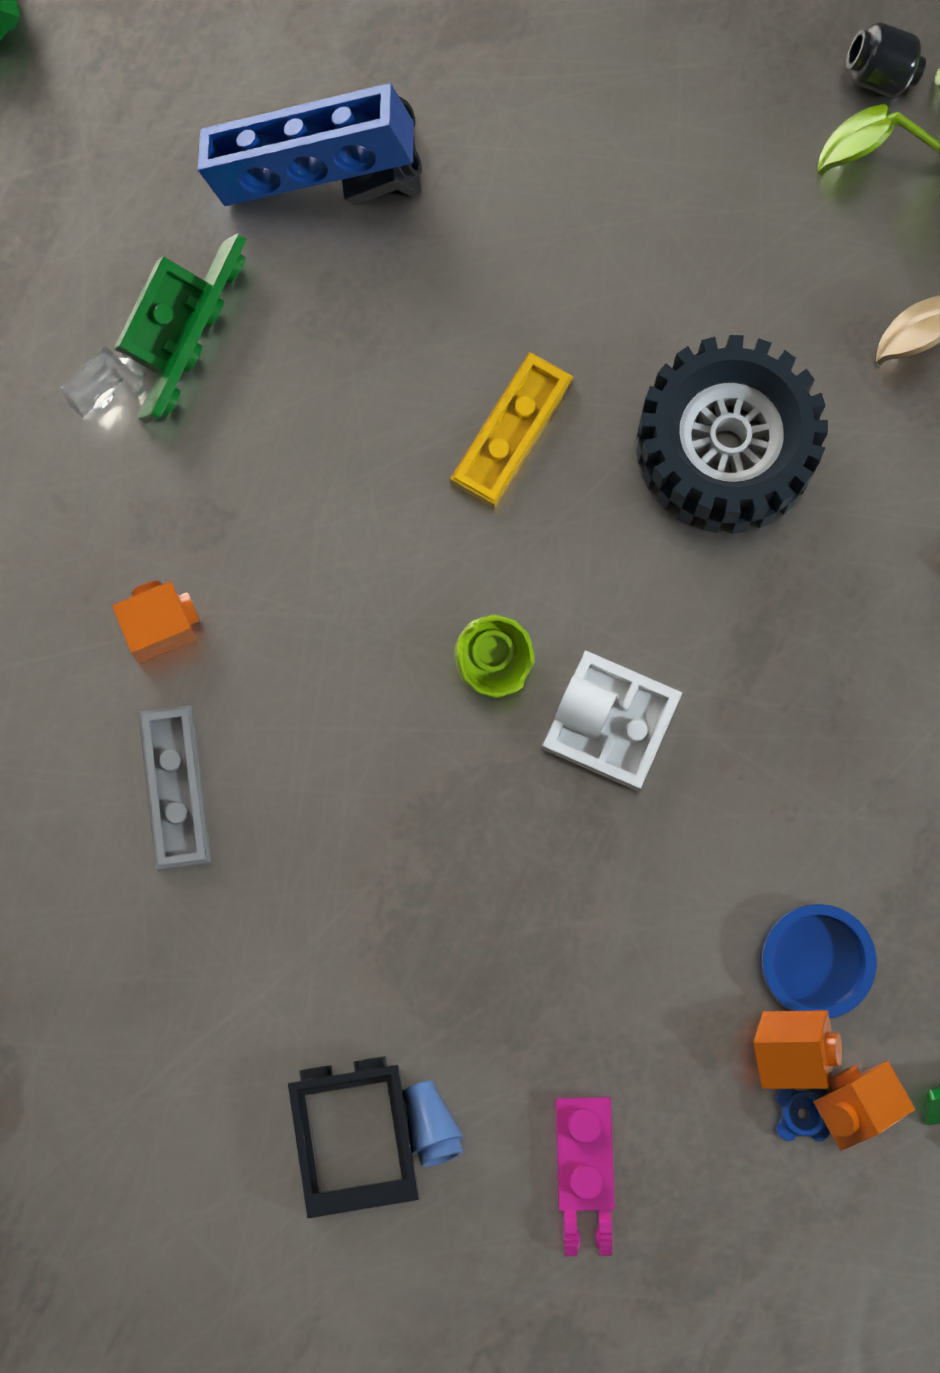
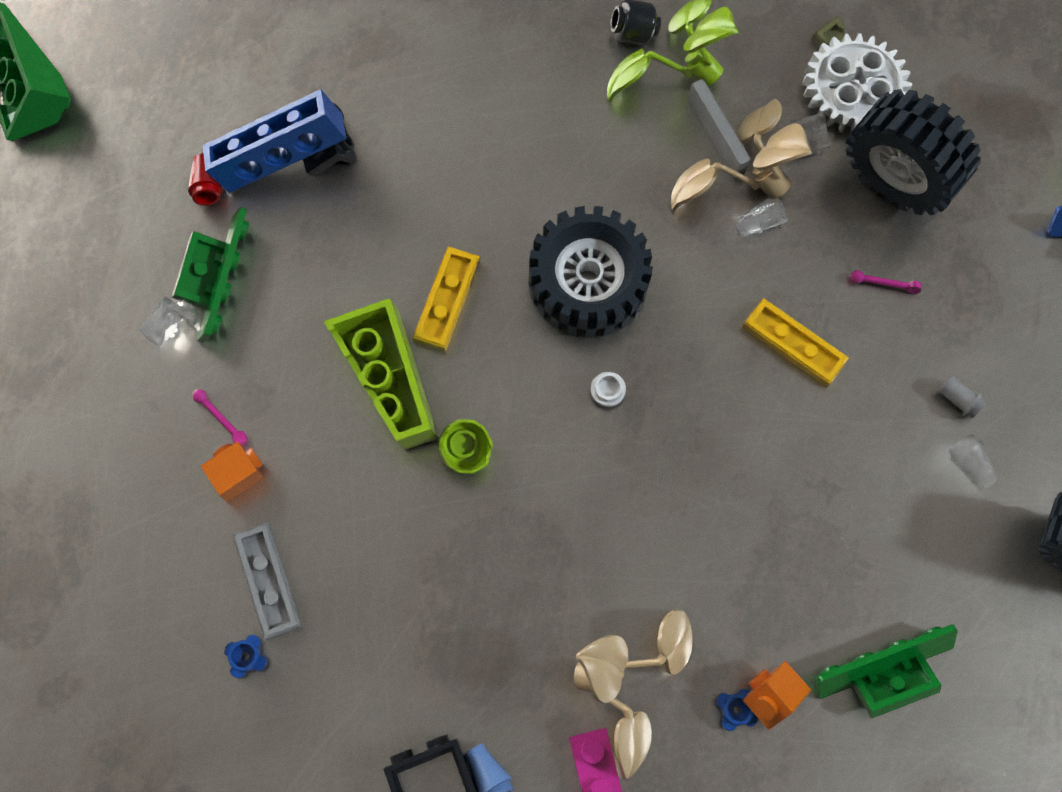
camera: 15 degrees left, 5 degrees down
(114, 876) = (235, 652): none -> blue plate
(172, 572) = (200, 397): none -> dark pink hinge
(187, 189) = (203, 184): none -> red cone
(402, 512) = (384, 364): none -> lime wedge
(611, 720) = (552, 473): white plate -> none
(622, 1016) = (602, 672): none -> tan plant
(720, 614) = (608, 389): none -> white plate
(796, 1049) = (723, 667): orange brick -> none
(819, 960) = (724, 604): blue piece -> none

